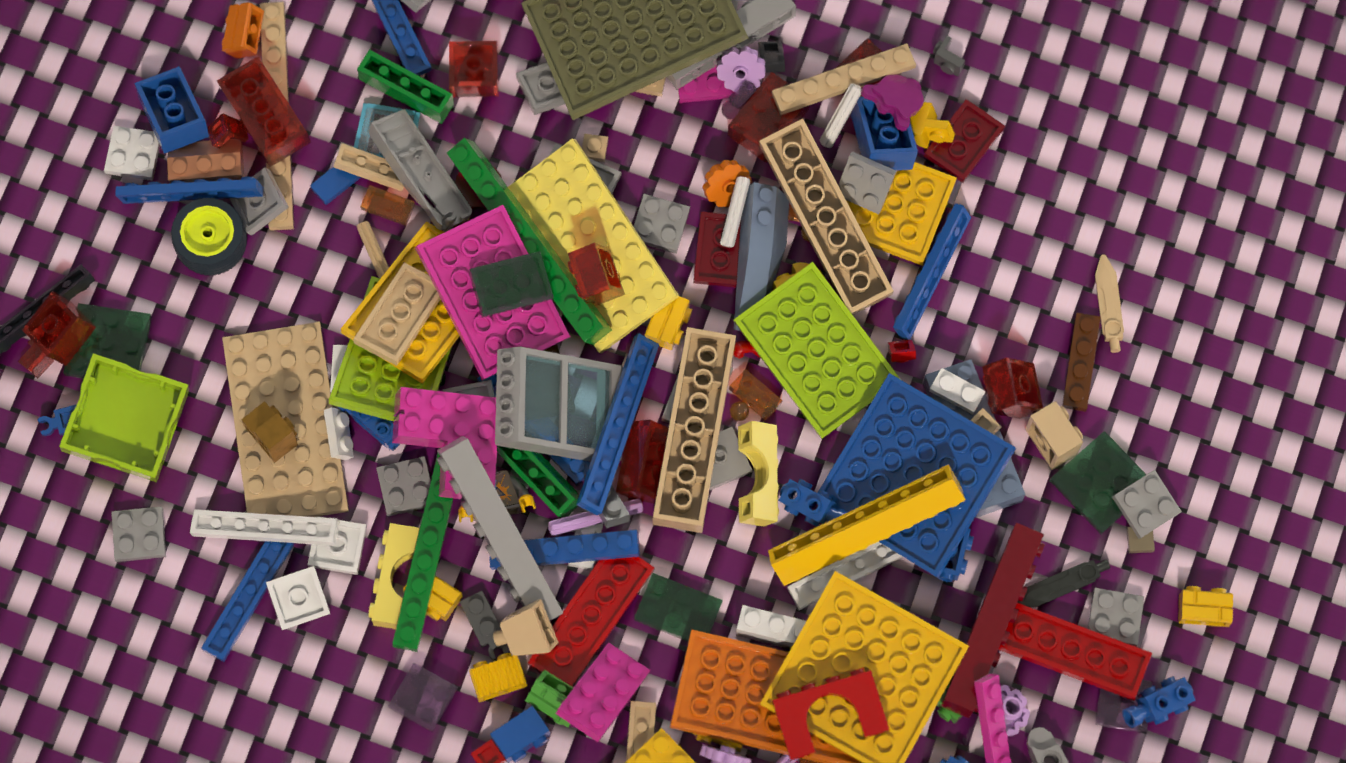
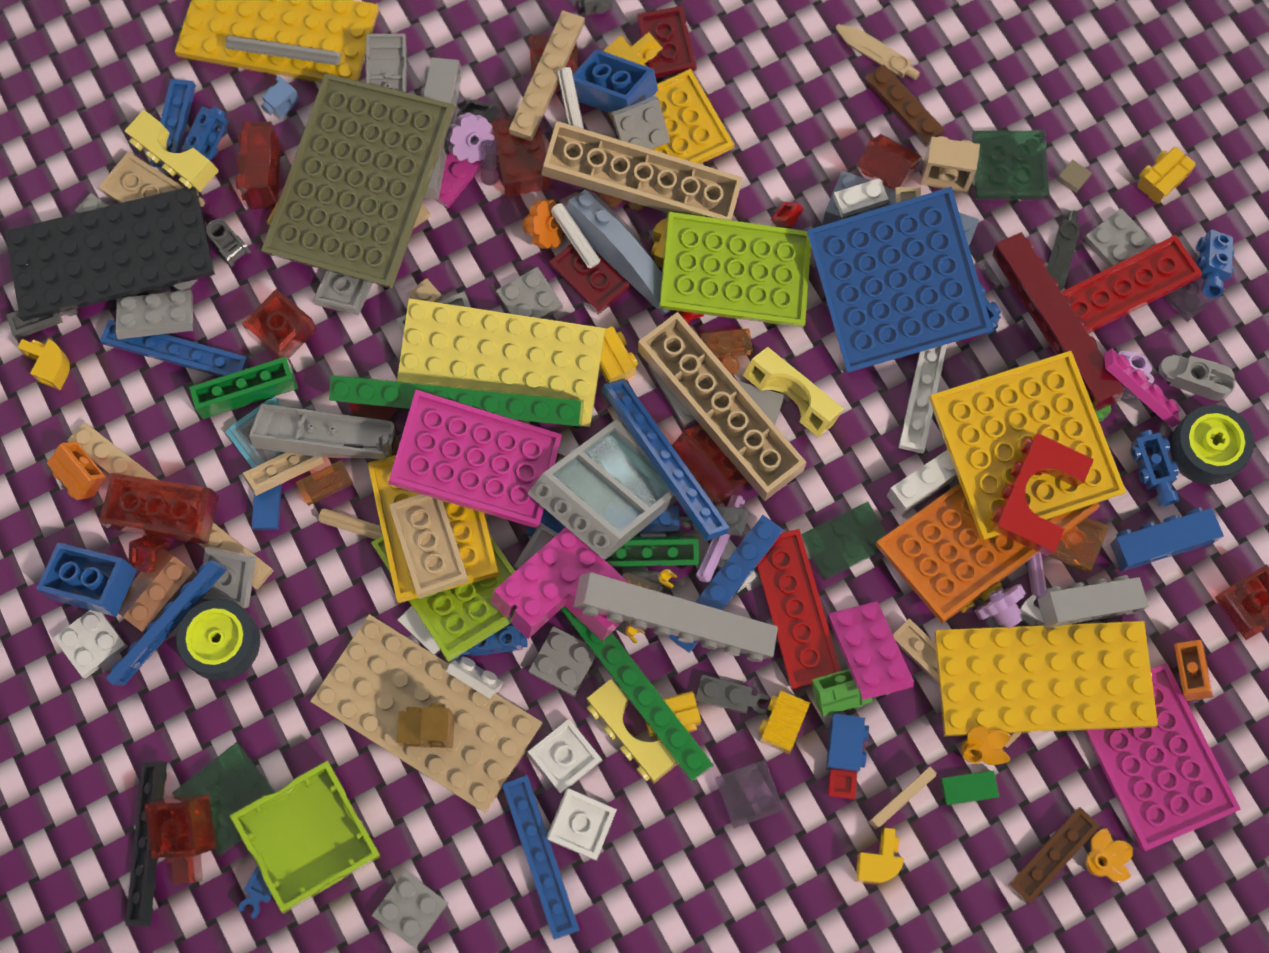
camera: 45 degrees left, 0 degrees up
(264, 527) = (500, 801): white plate -> none
(510, 284) = (484, 438): clear green plate -> none
(527, 631) = (771, 666): tan torso -> none
(595, 274) = (534, 370): clear red brick -> none
(806, 500) = (847, 376): blue brick -> none
(866, 525) = (911, 344): yellow brick -> none
(896, 96) = (596, 51): magenta tile -> none
(932, 271) = (741, 137): blue plate -> none
(1146, 504) = (1055, 148): light grey plate -> none

